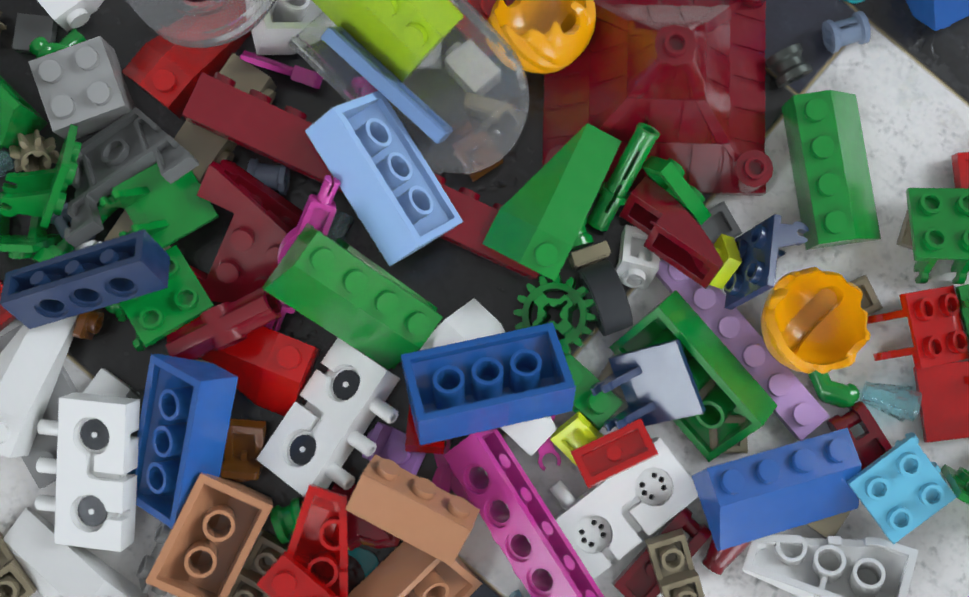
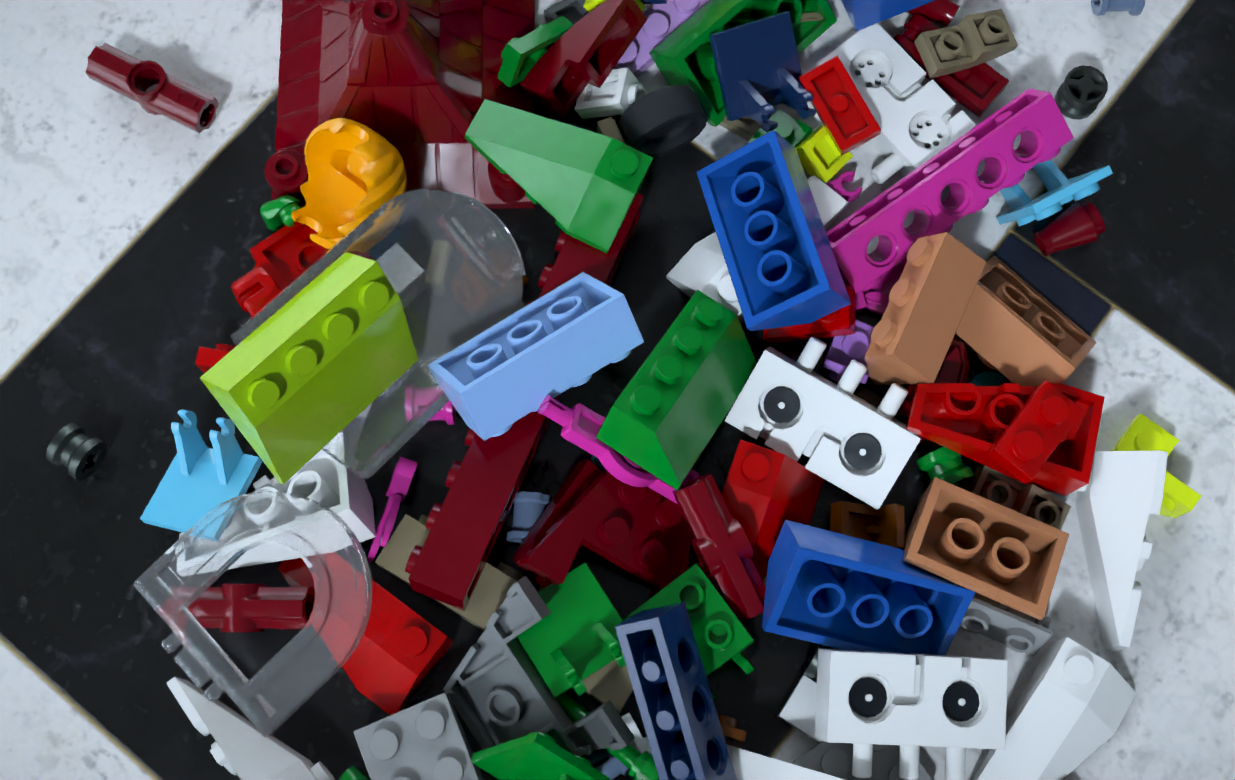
camera: 90 degrees left, 10 degrees down
(387, 83) = (419, 358): medium blue tile -> none
(567, 302) = (670, 165): green gear -> none
(615, 190) = (507, 91): green pin -> none

